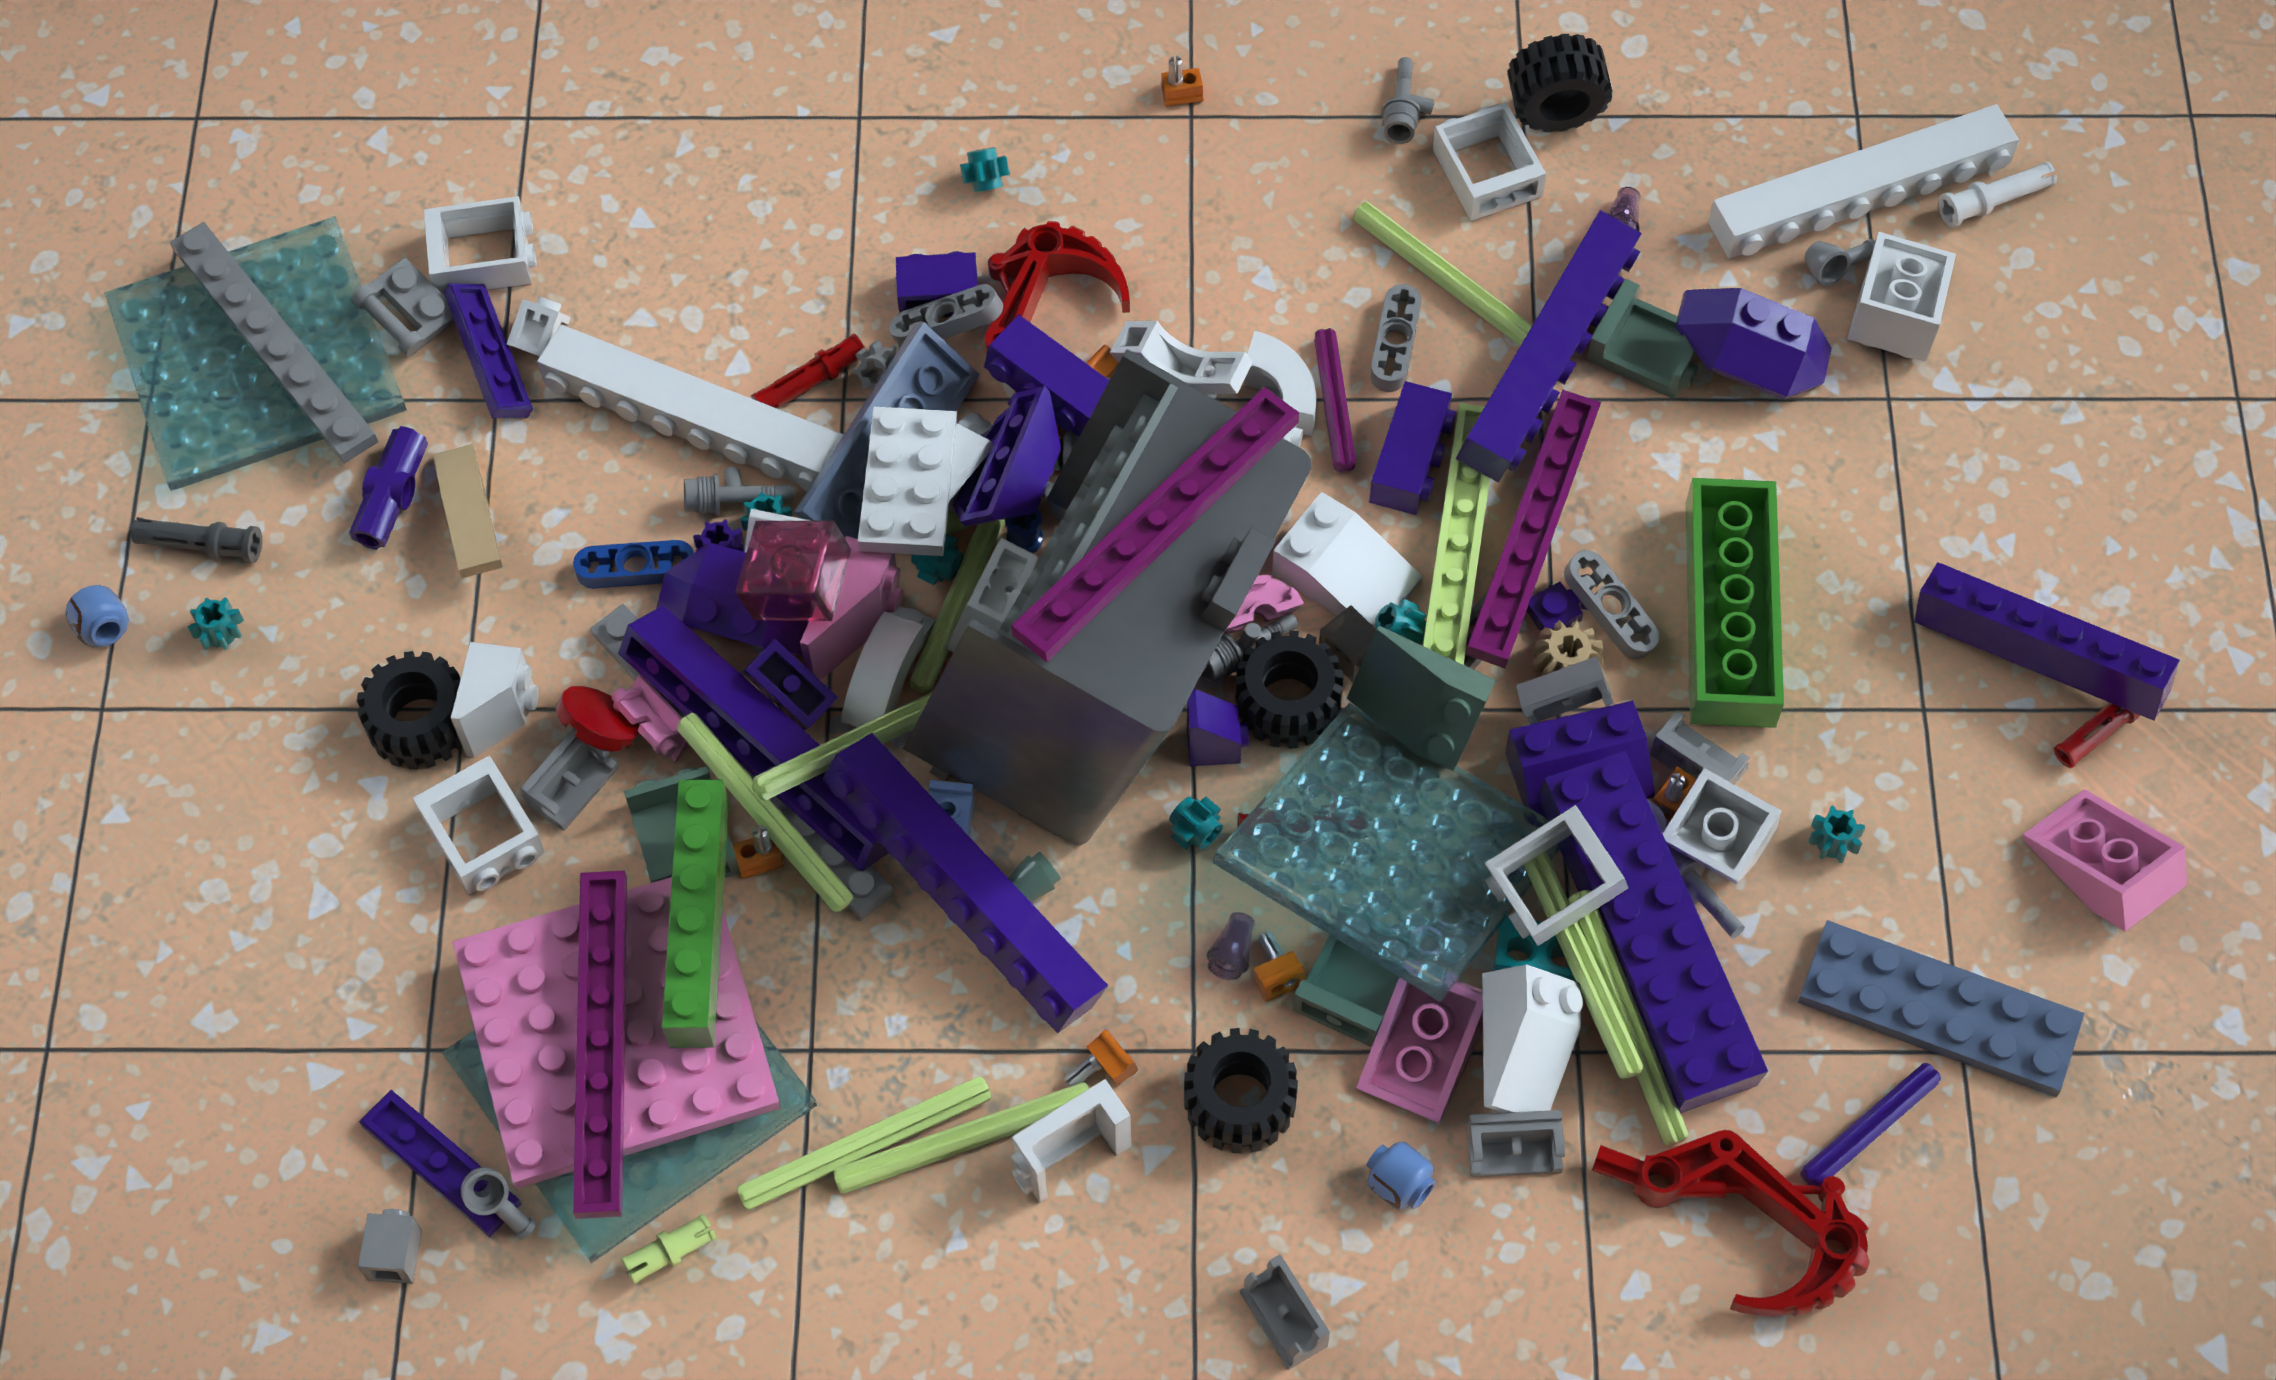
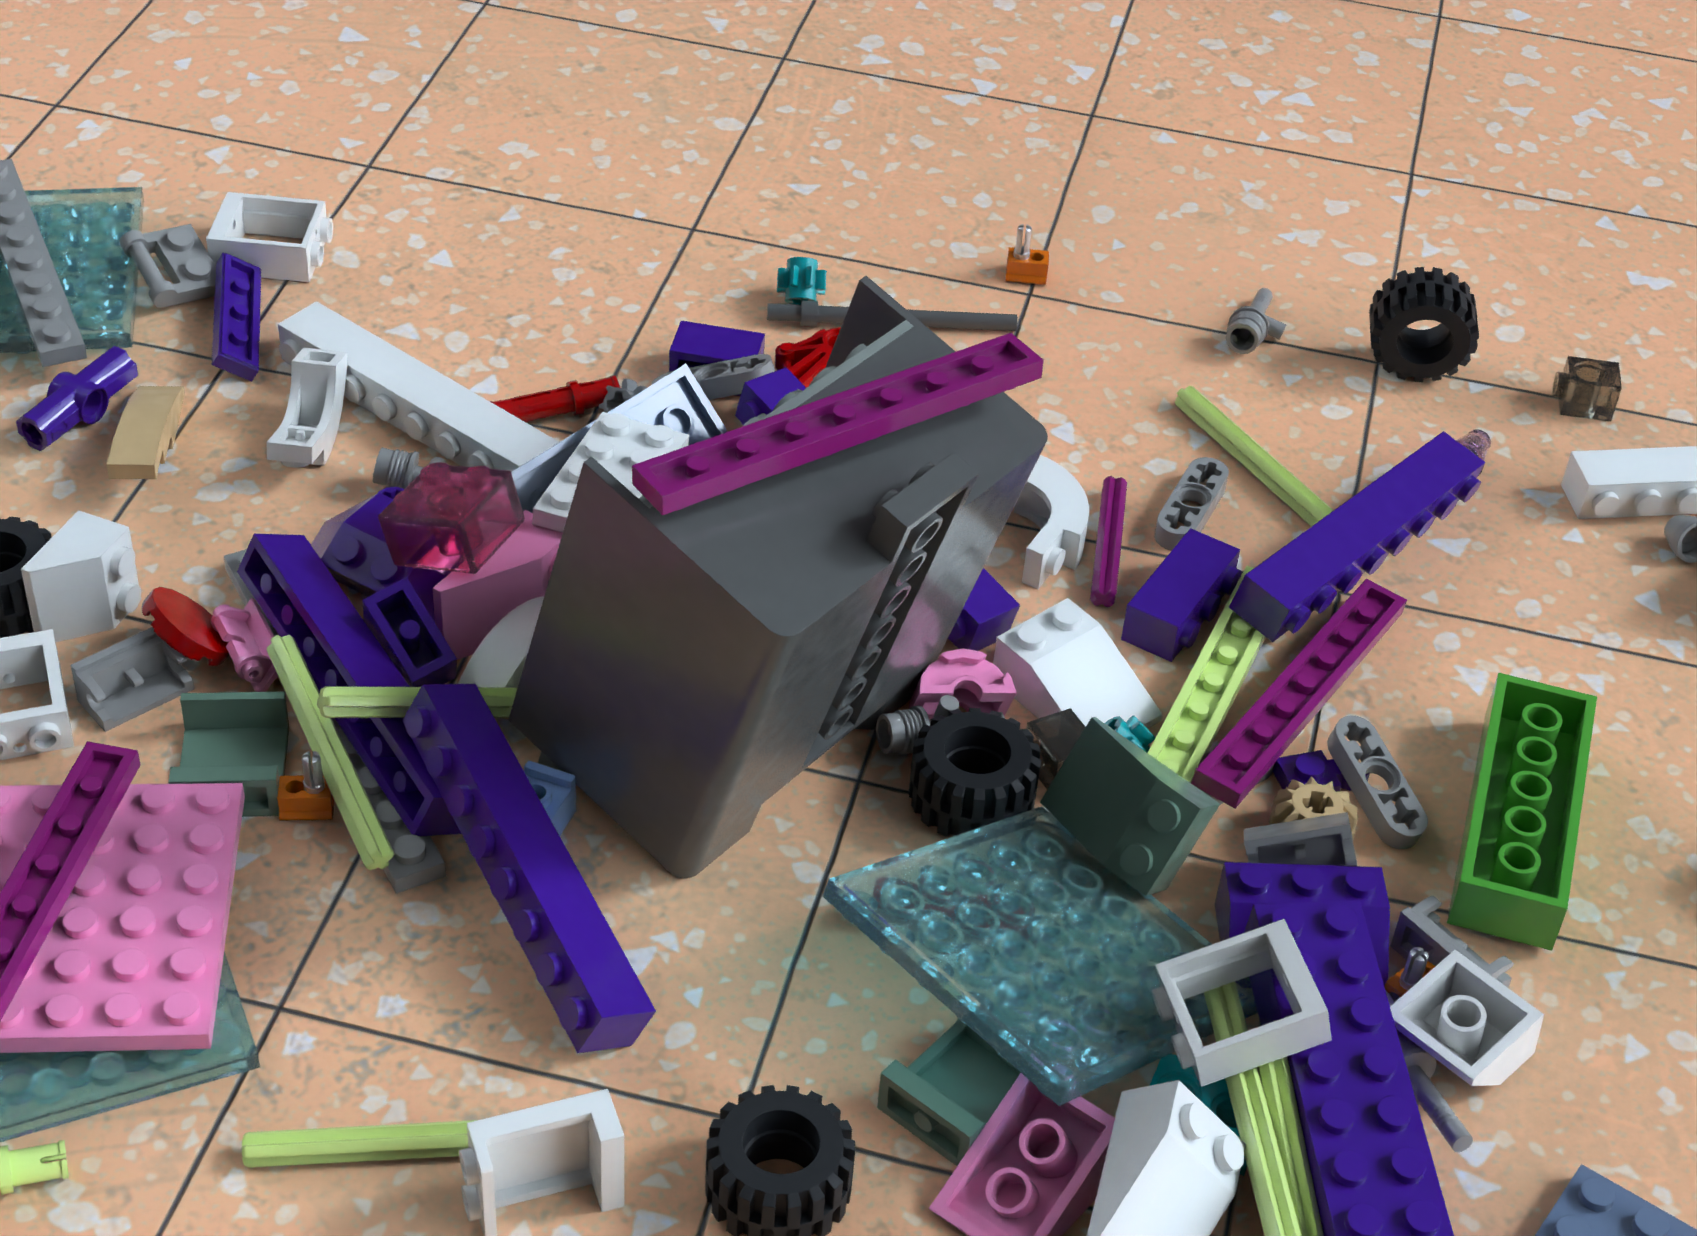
camera: 10 degrees right, 20 degrees down
(536, 325) = (290, 299): white bracket -> none
(604, 452) = (312, 409): none -> white arch
(621, 553) = (257, 507): blue beam -> none
(695, 914) = (193, 814): bright green brick -> none
(864, 1143) = (312, 1112): yellowish green axle -> none
(1002, 201) = (810, 314): none -> dark grey bar
(1035, 876) = (615, 888): sand green cone -> none
(1105, 1054) = (634, 1097): orange piece -> none
(1195, 823) = (812, 873): teal gear -> none
(1214, 731) = (872, 790): dark purple slope -> none
(1231, 950) = (820, 1019): clear purple cone -> none
(1279, 974) = (868, 1056): orange piece -> none
(1498, 192) = (1332, 406): white window -> none
(1643, 344) = (1471, 564): sand green panel -> none
(1715, 107) = (1588, 388): none -> clear smoke brick
(1754, 340) = (1599, 573): dark purple wedge -> none
(1839, 822) = (1609, 1072): teal gear -> none

